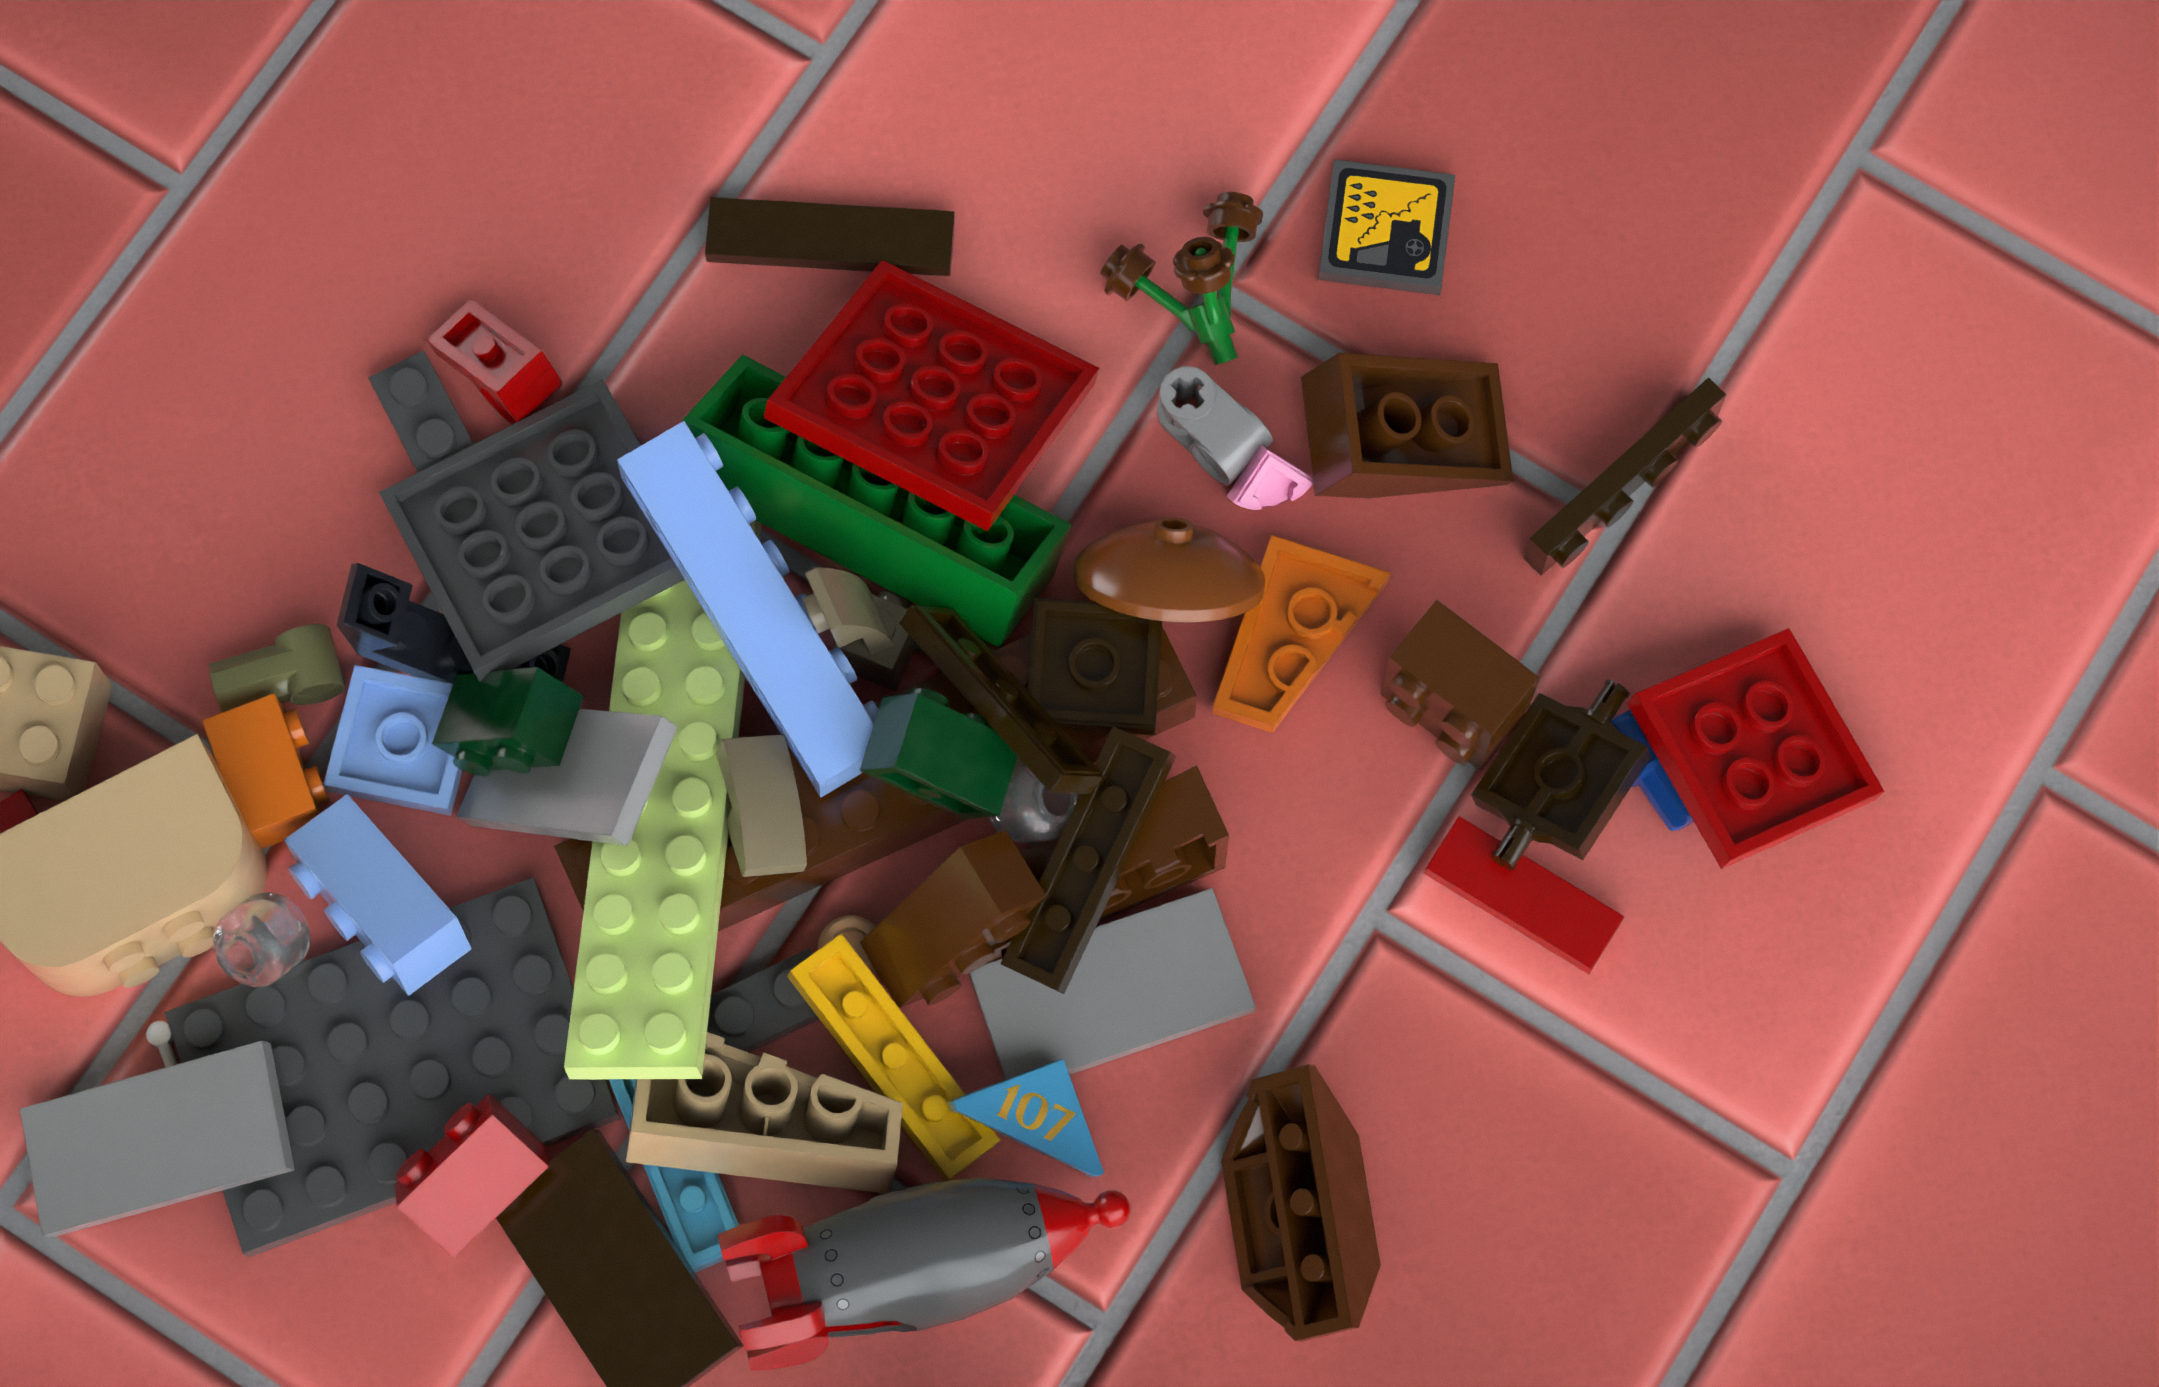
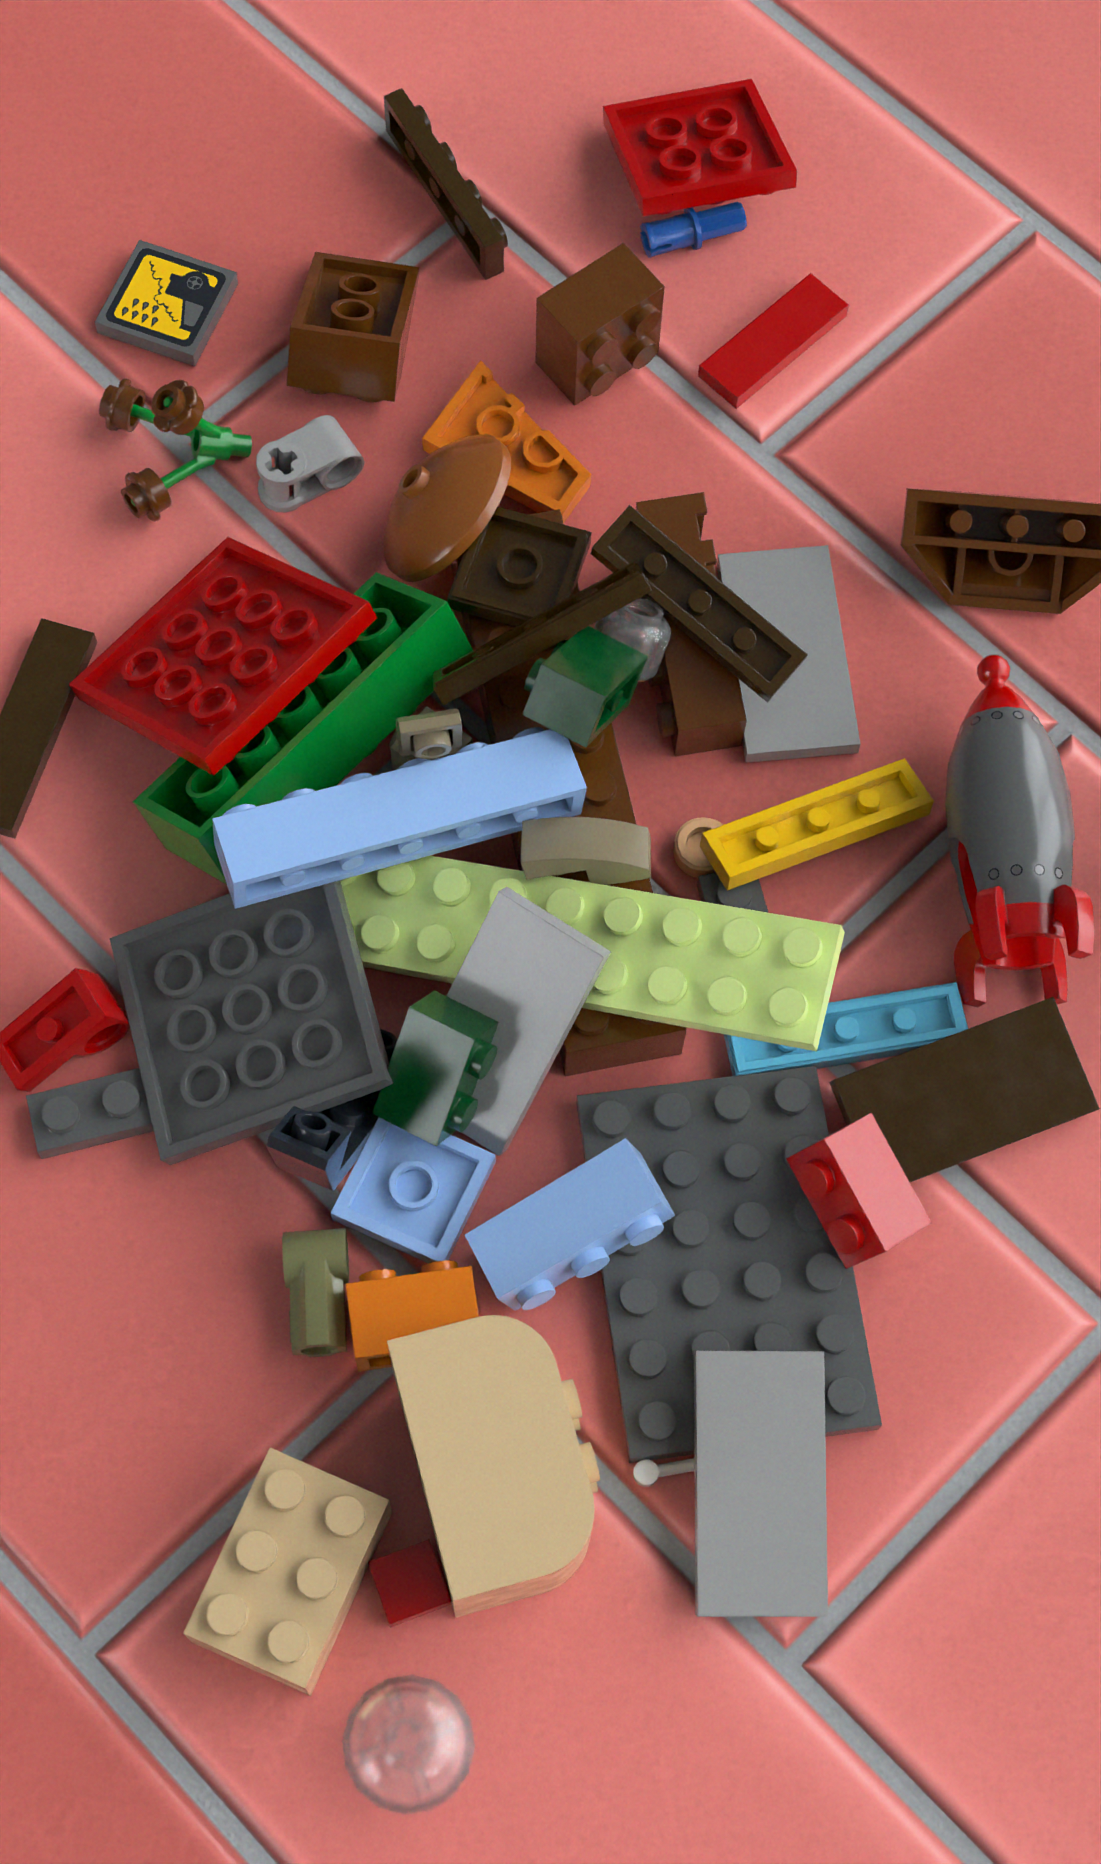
camera: 80 degrees left, 5 degrees down
(261, 939) = (588, 1344): clear head -> none
(766, 1123) = (874, 902): tan wedge -> none
(954, 920) = (721, 728): reddish brown brick -> none
(1037, 1112) = (888, 722): dark azure tile -> none
(1269, 481) = (370, 434): bright pink tile -> none
(1561, 775) = (701, 280): dark brown plate -> none

